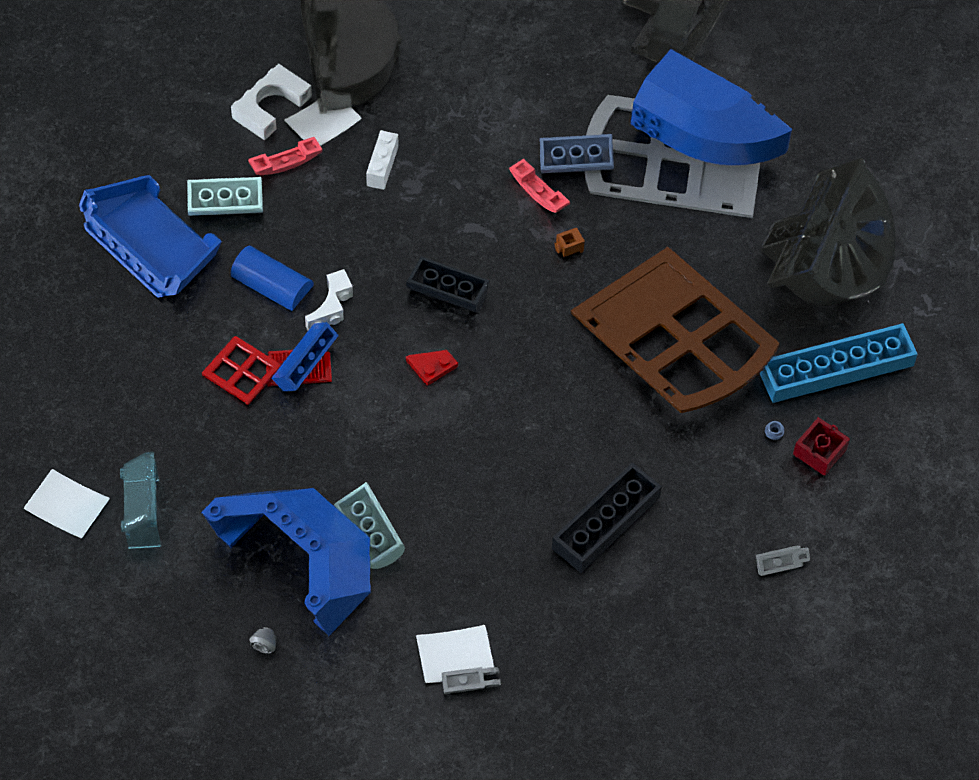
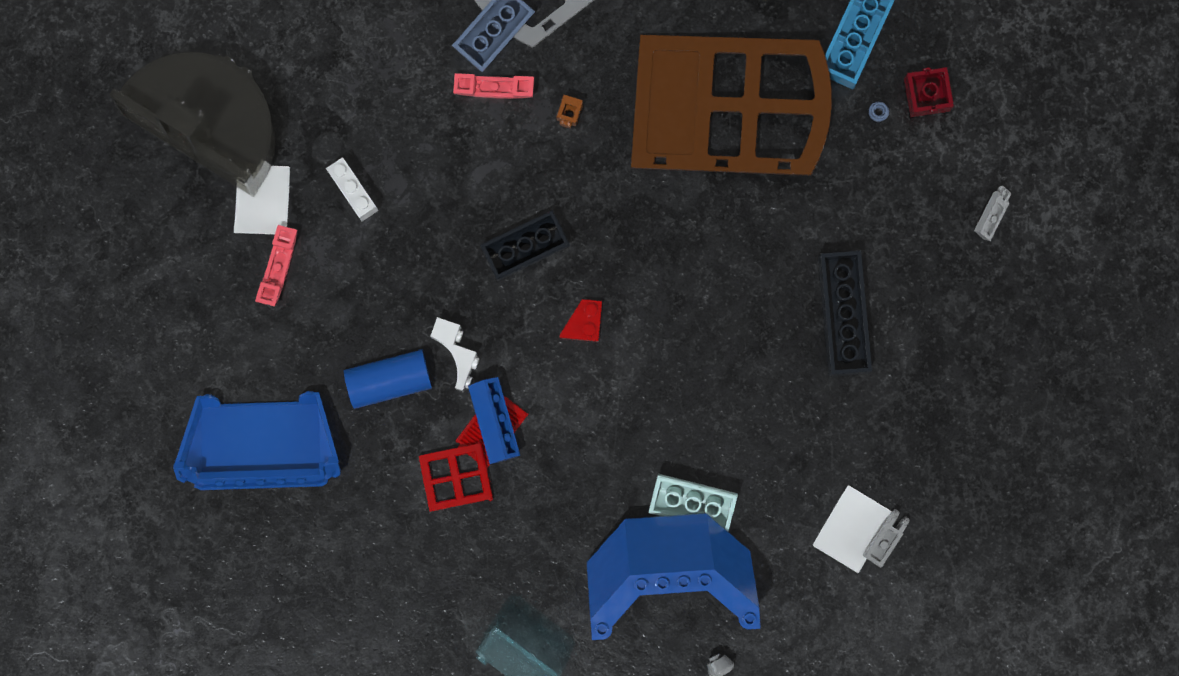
camera: 45 degrees left, 25 degrees up
(225, 196) = (275, 352): light aqua brick -> none
(277, 82) = (191, 205): white arch -> none

